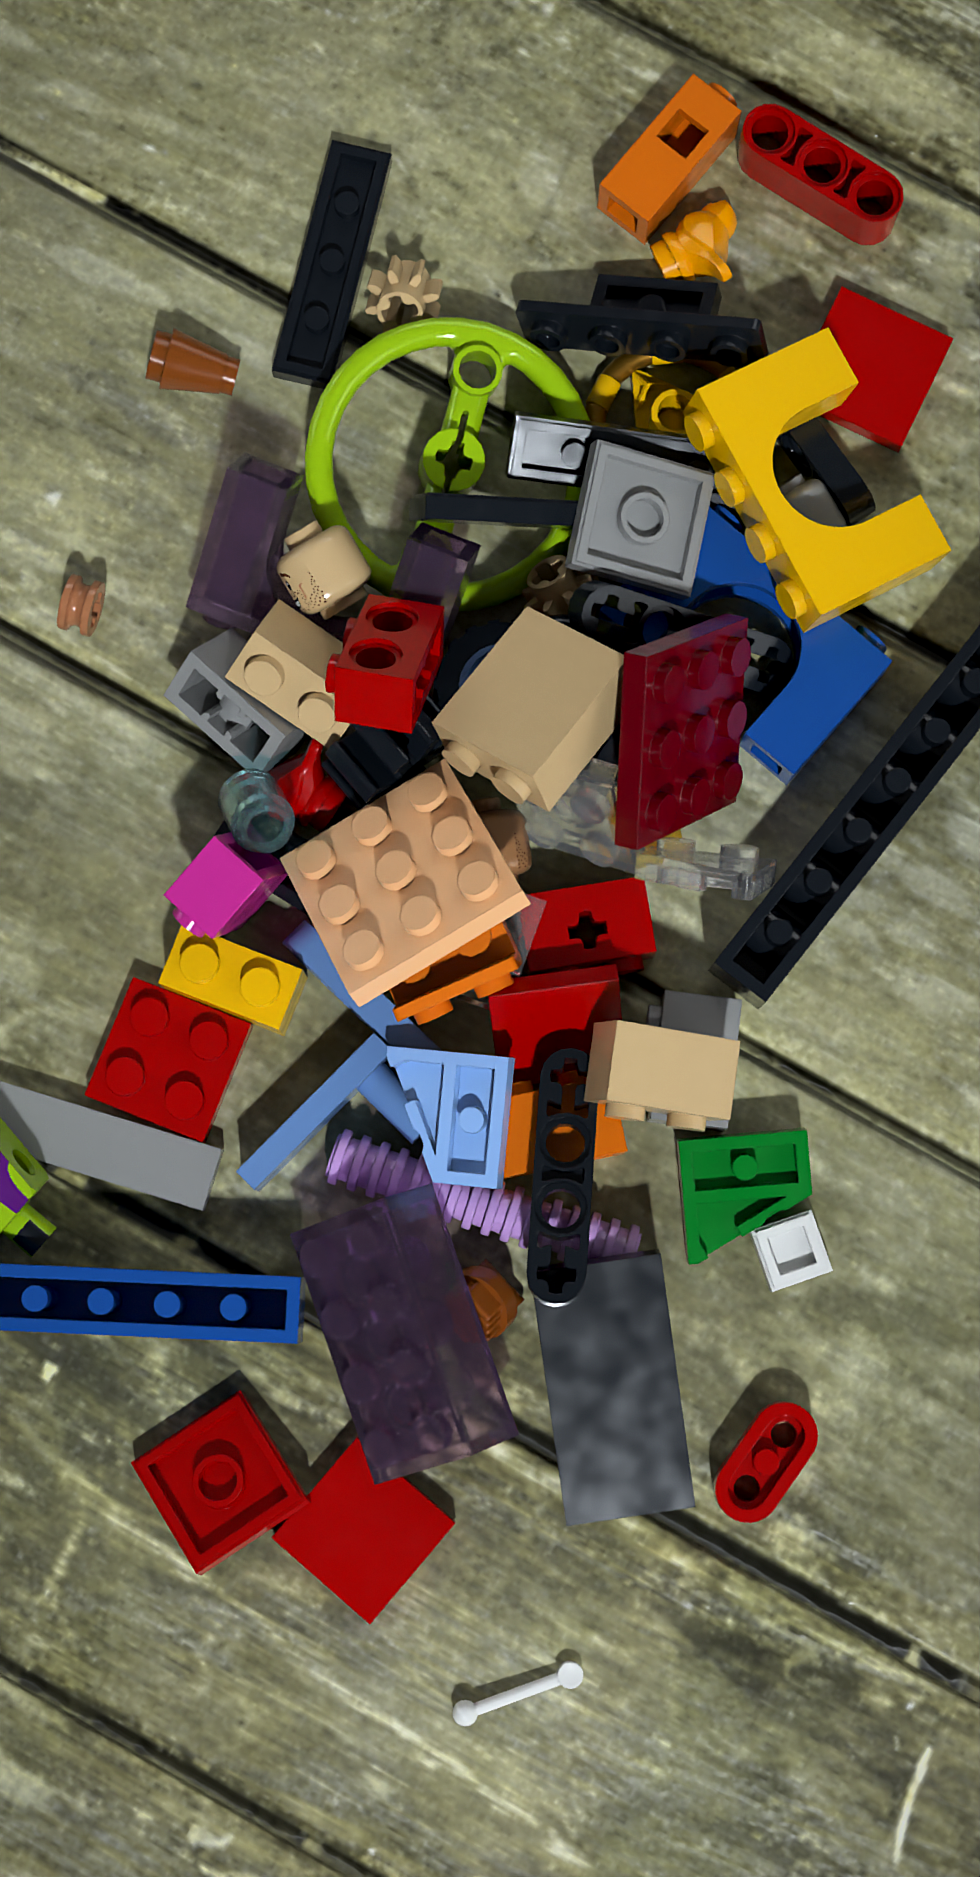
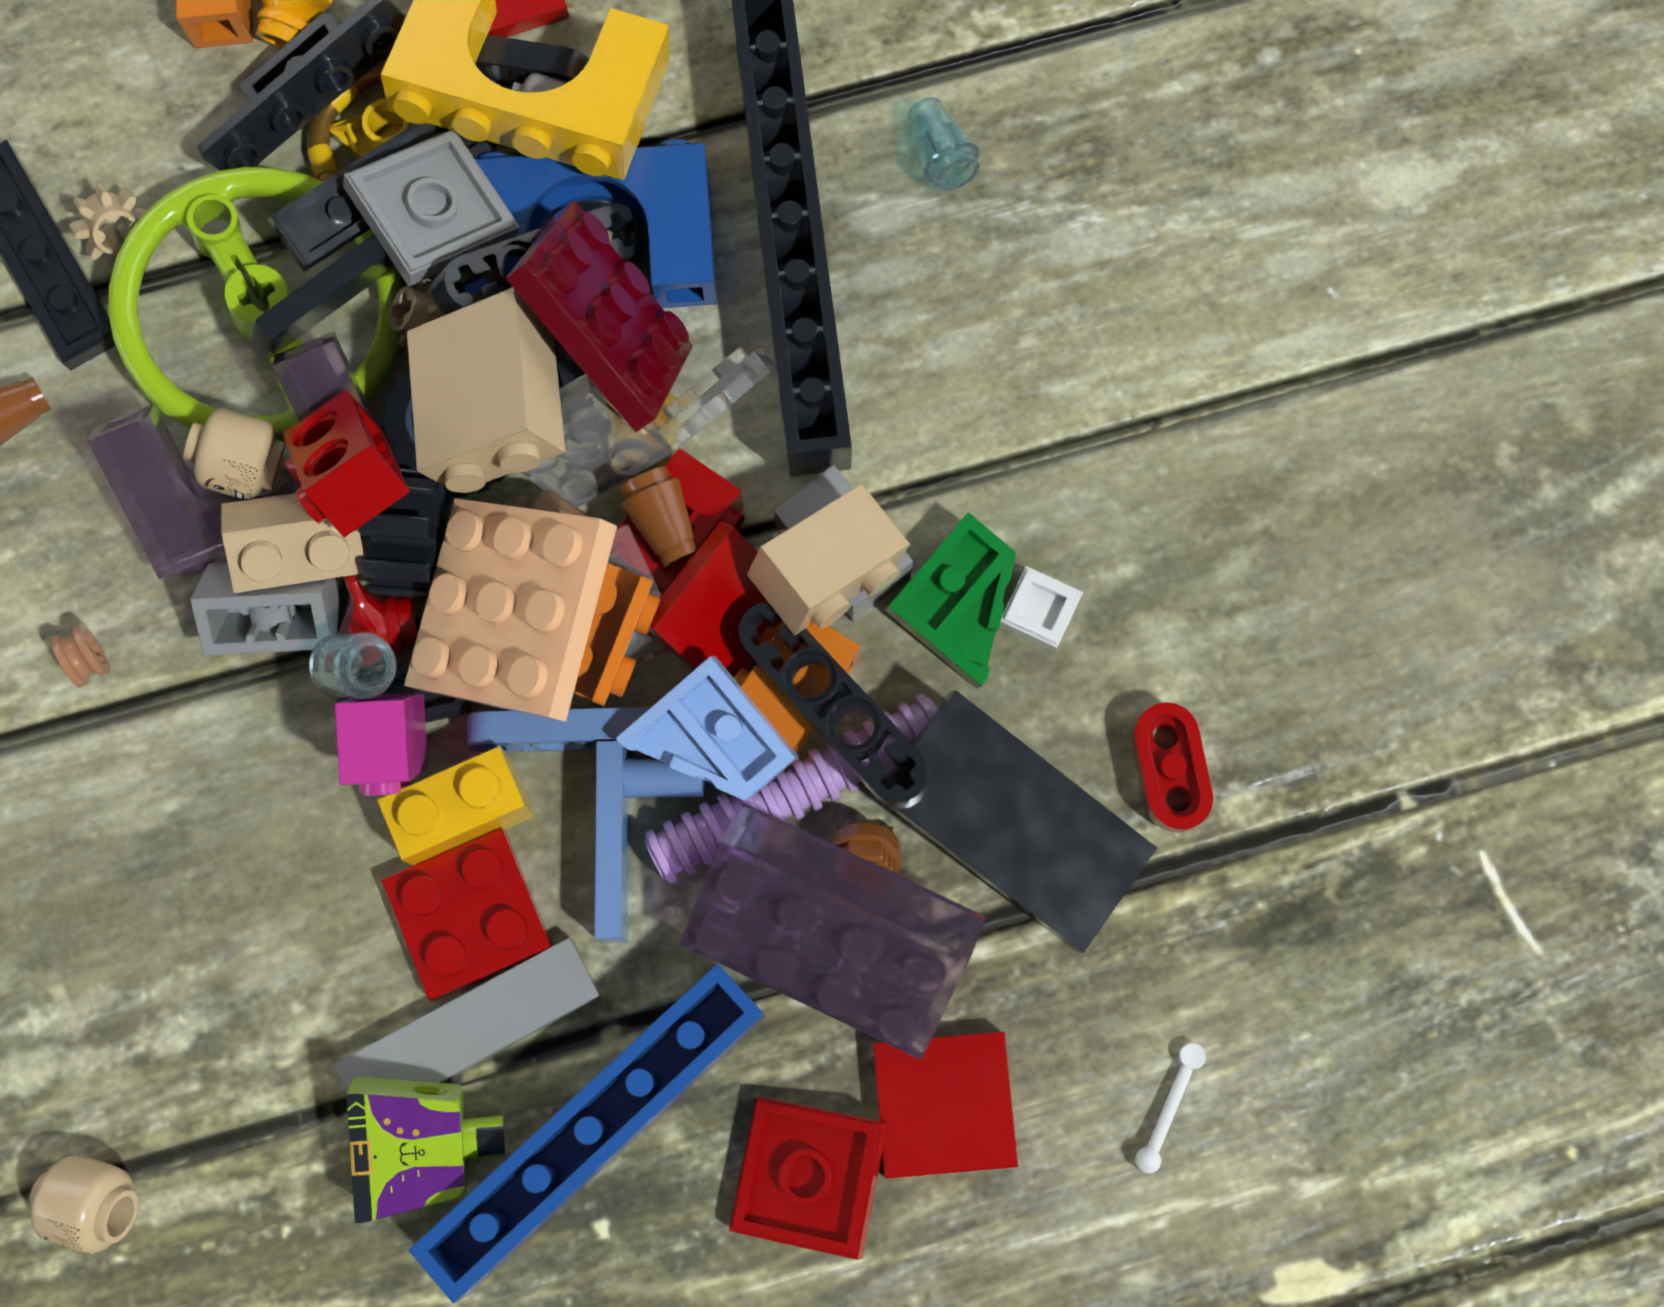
camera: 45 degrees left, 5 degrees down
(577, 916) = (660, 514): none -> dark orange cone

